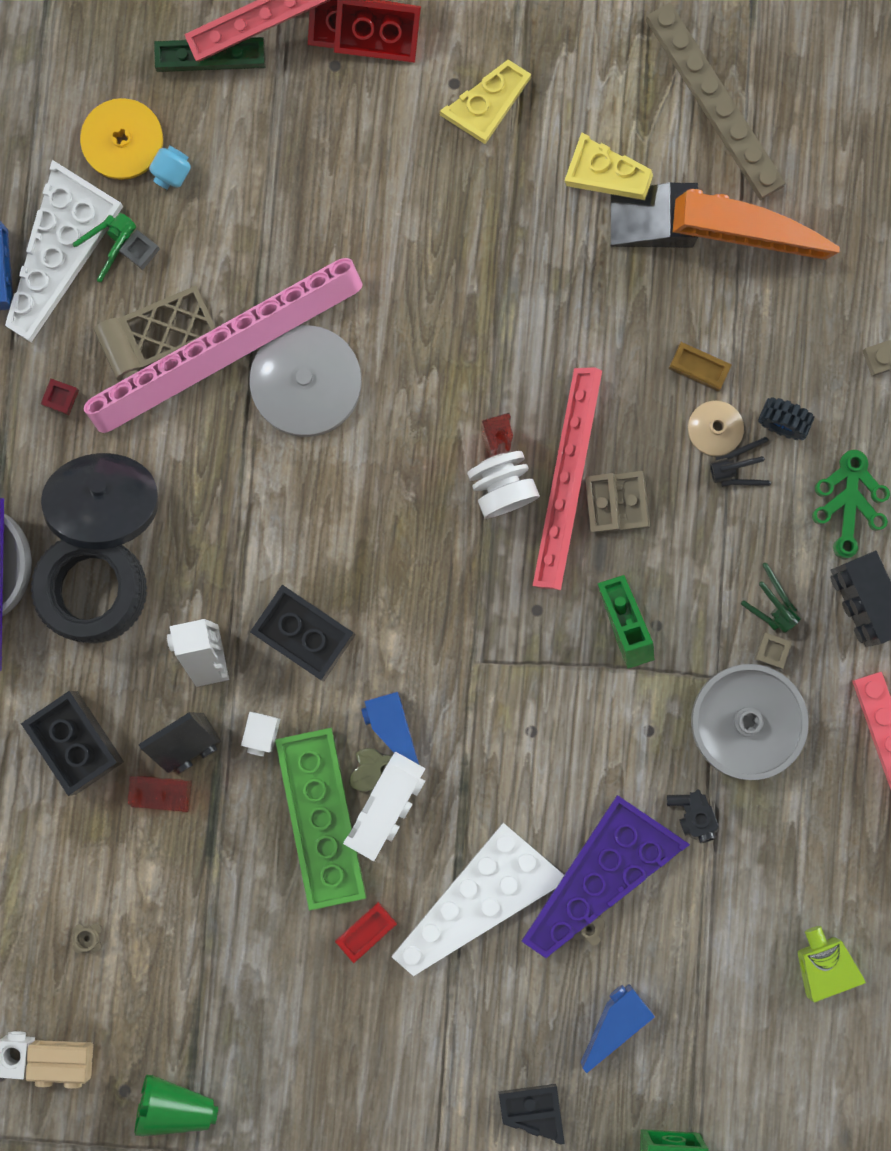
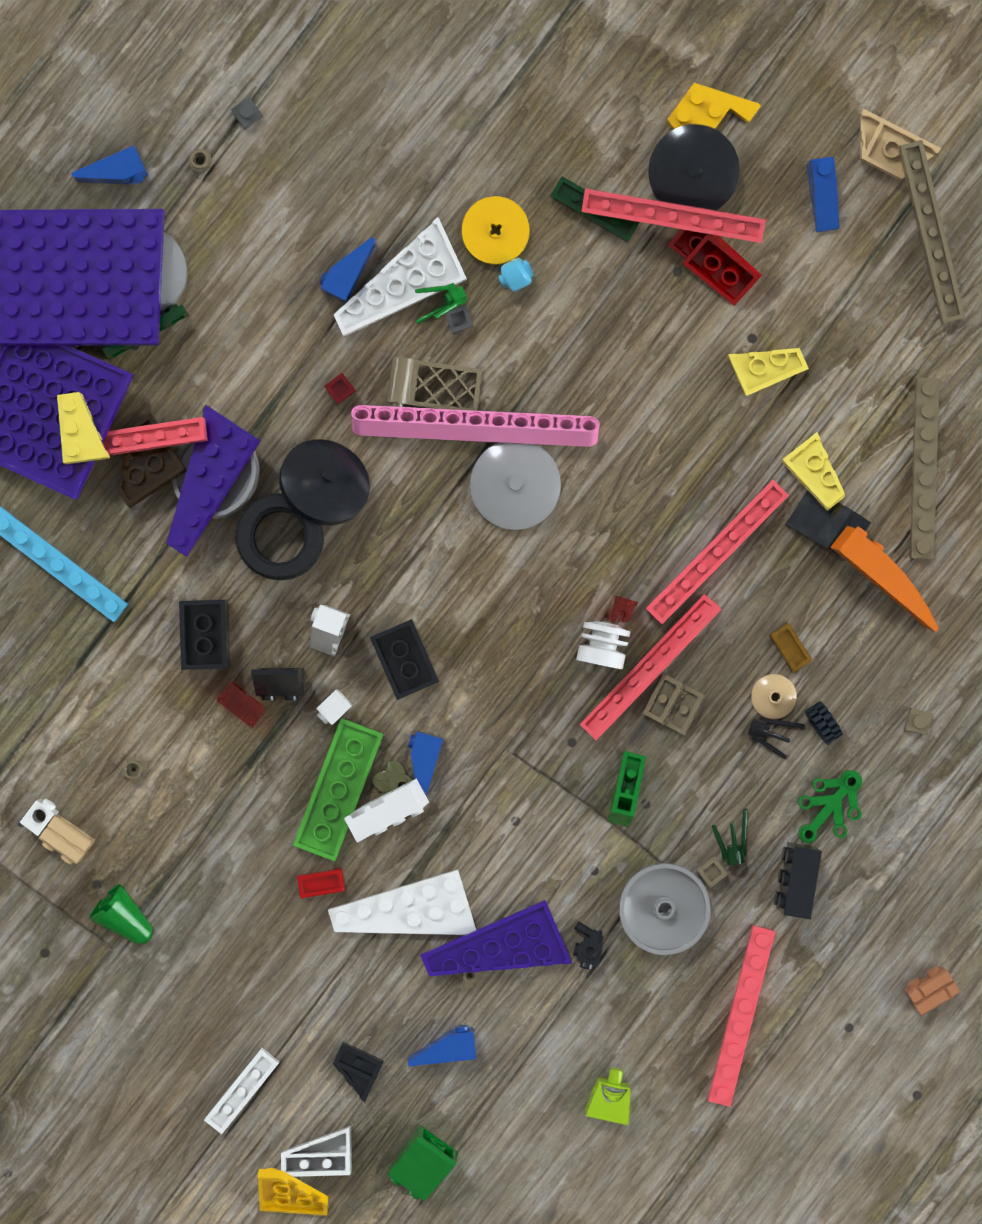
camera: 30 degrees right, 5 degrees up
(559, 317) = (717, 552): none -> coral plate

